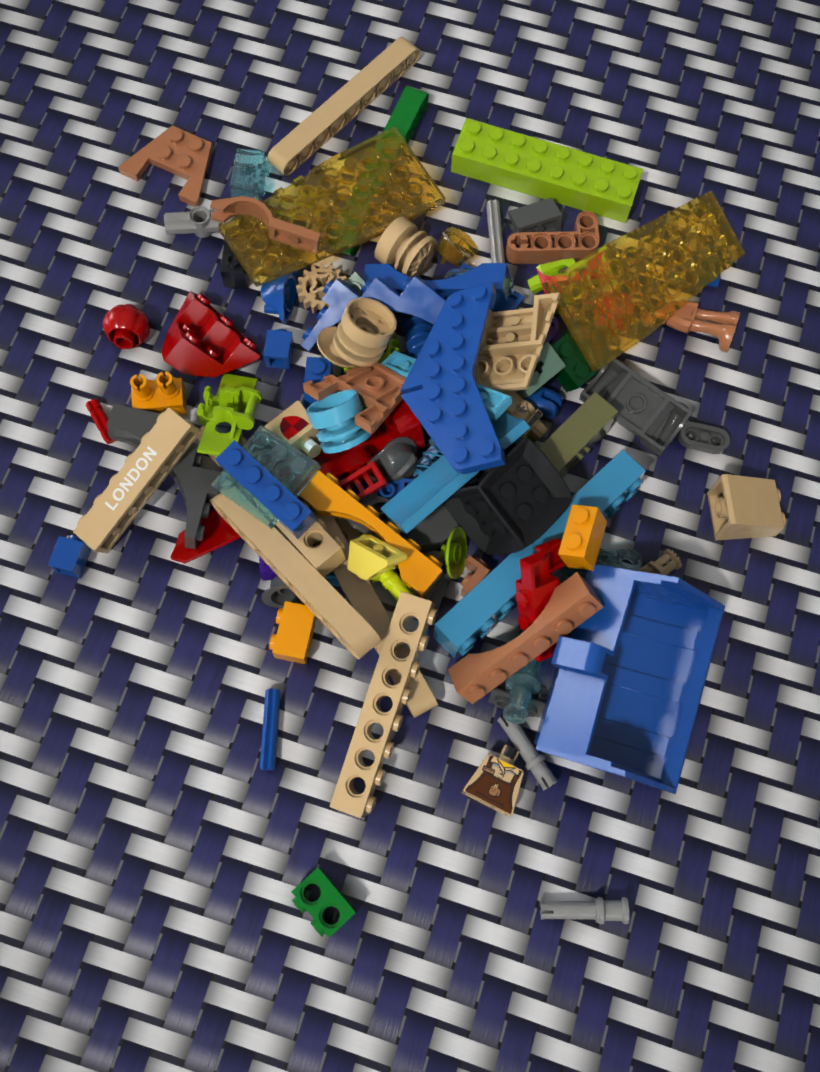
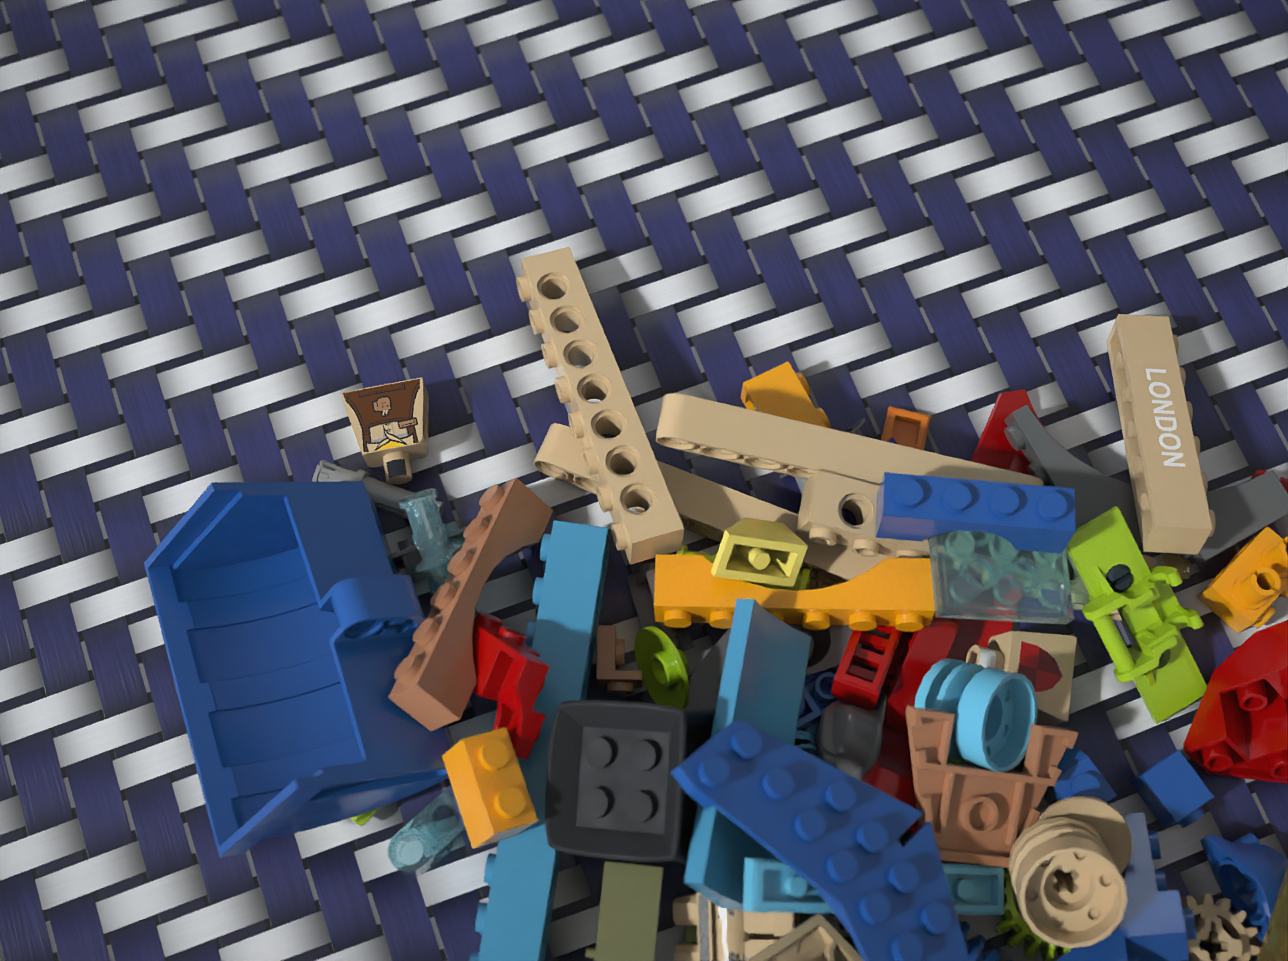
camera: 145 degrees right, 0 degrees up
(69, 556) = (1143, 290): blue brick -> none
(244, 583) = (906, 427): none -> orange tile
(270, 729) = (716, 290): blue axle -> none
(329, 897) = (493, 170): green brick -> none
(597, 910) = (165, 375): light grey pin -> none
(656, 566) = (361, 875): tan connector -> none

